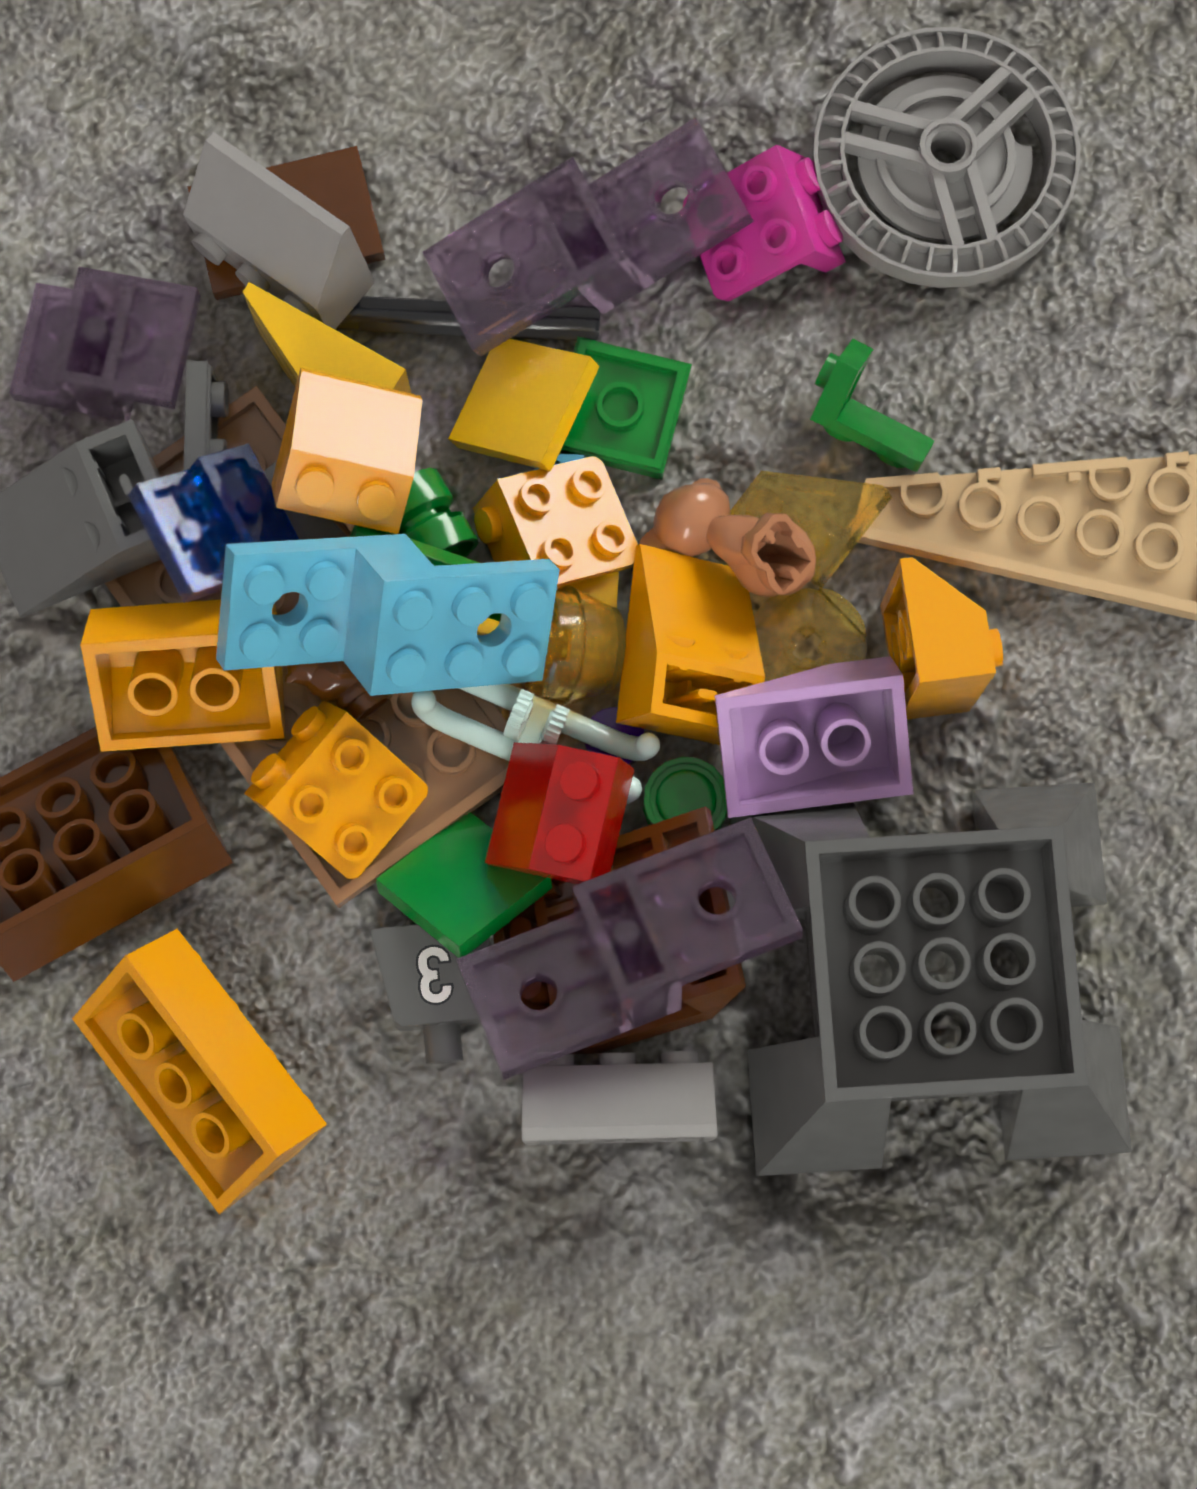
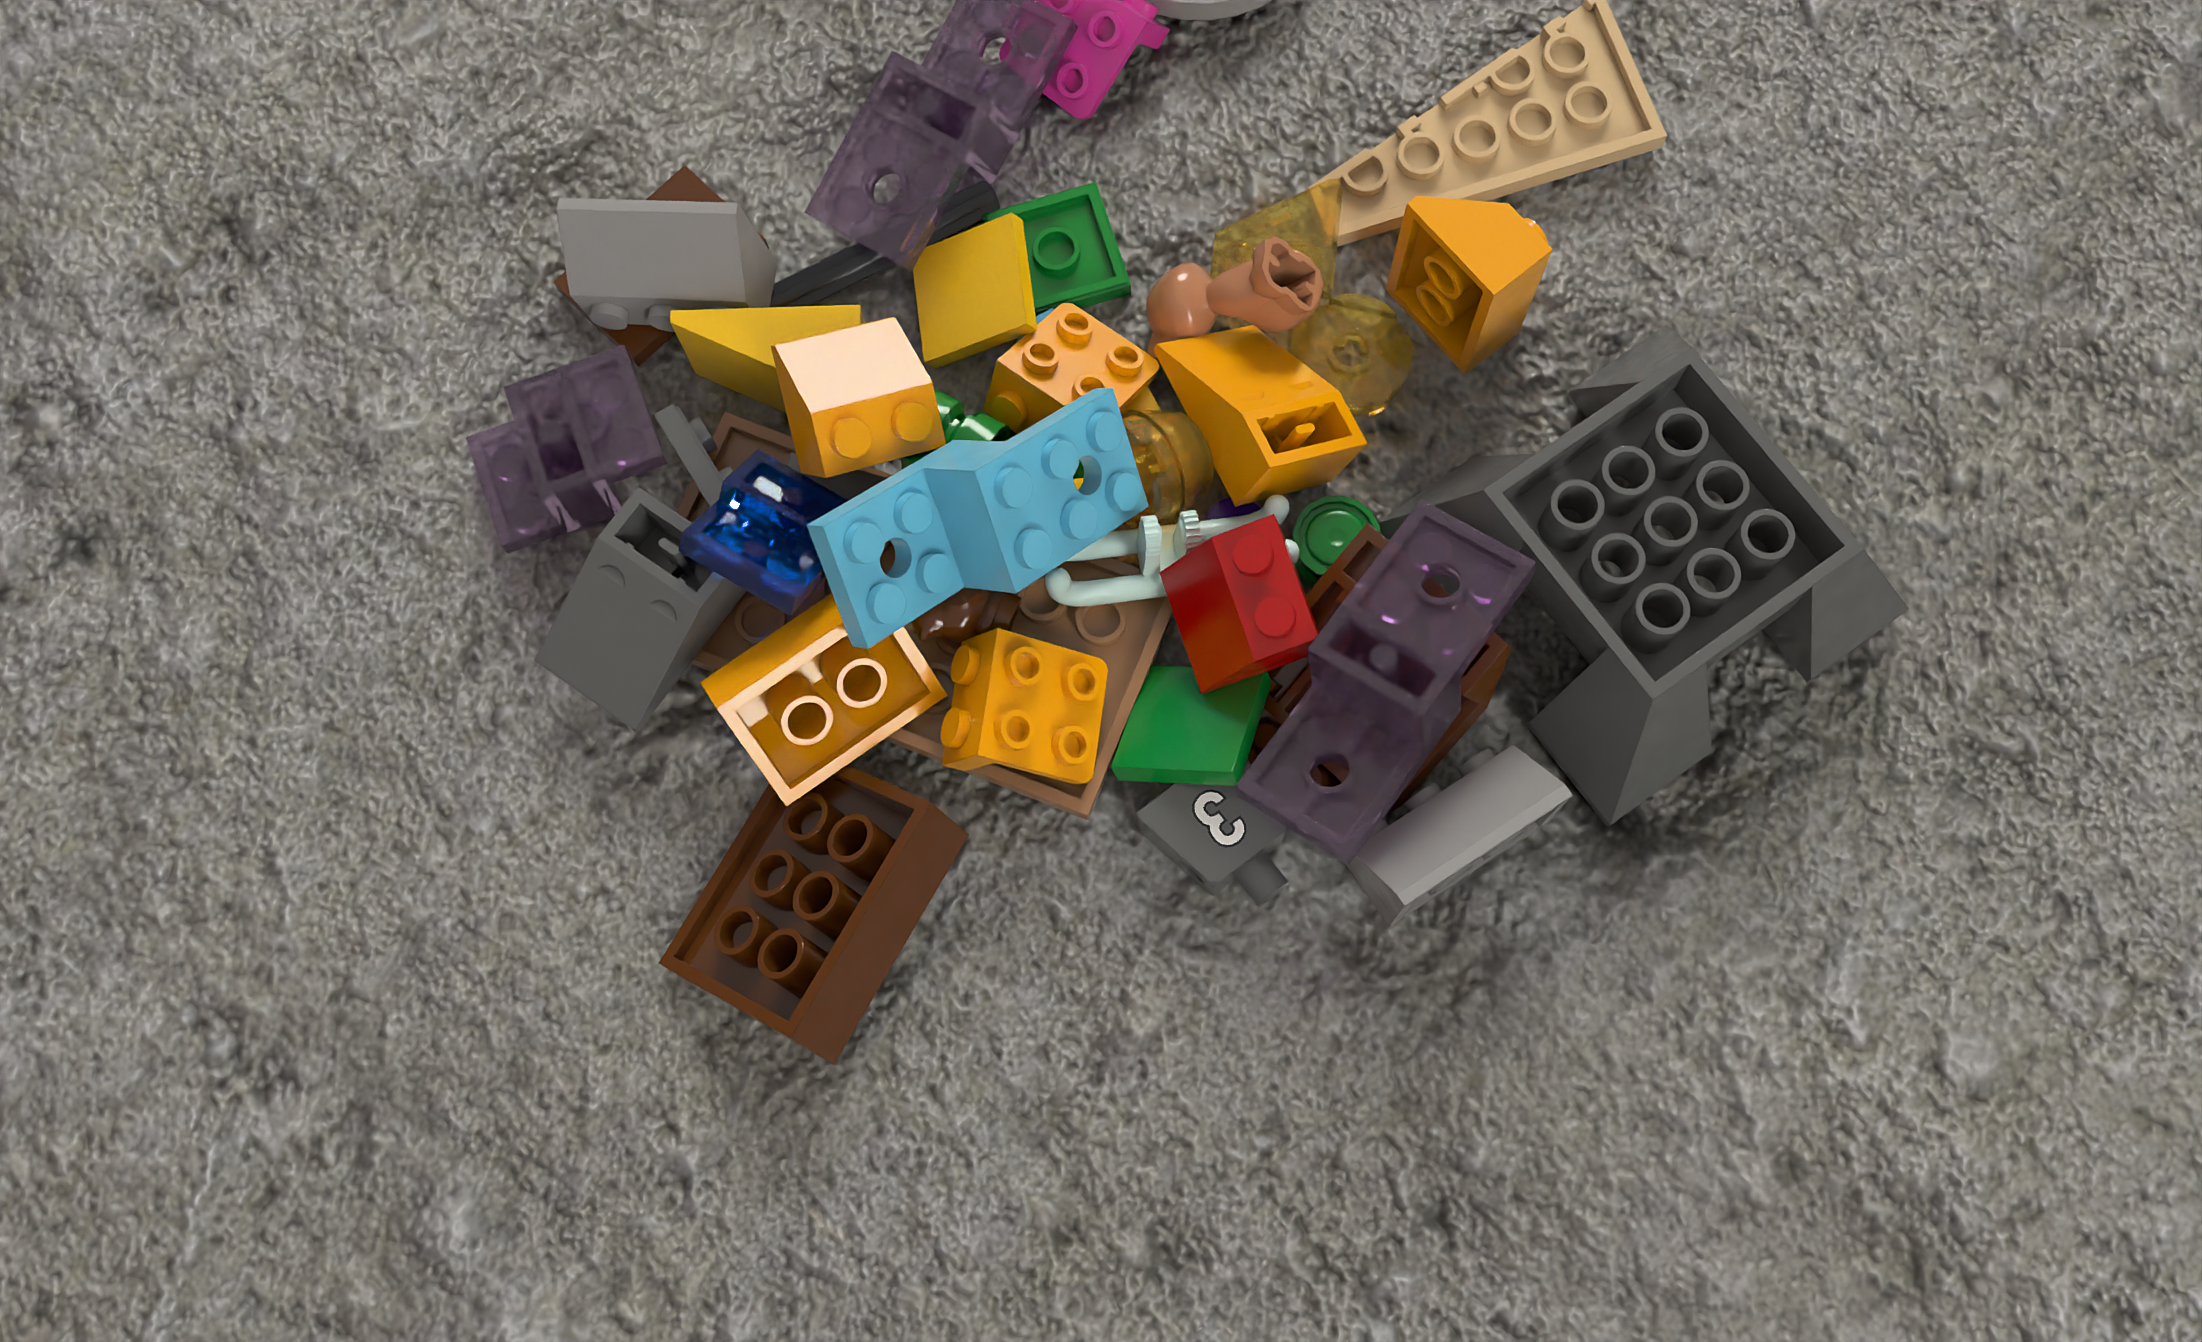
camera: 30 degrees left, 5 degrees down
(197, 1069) = (1054, 1040): light orange slope -> none
(815, 738) = (1421, 414): lavender slope -> none
(856, 422) = (1259, 152): green bracket -> none

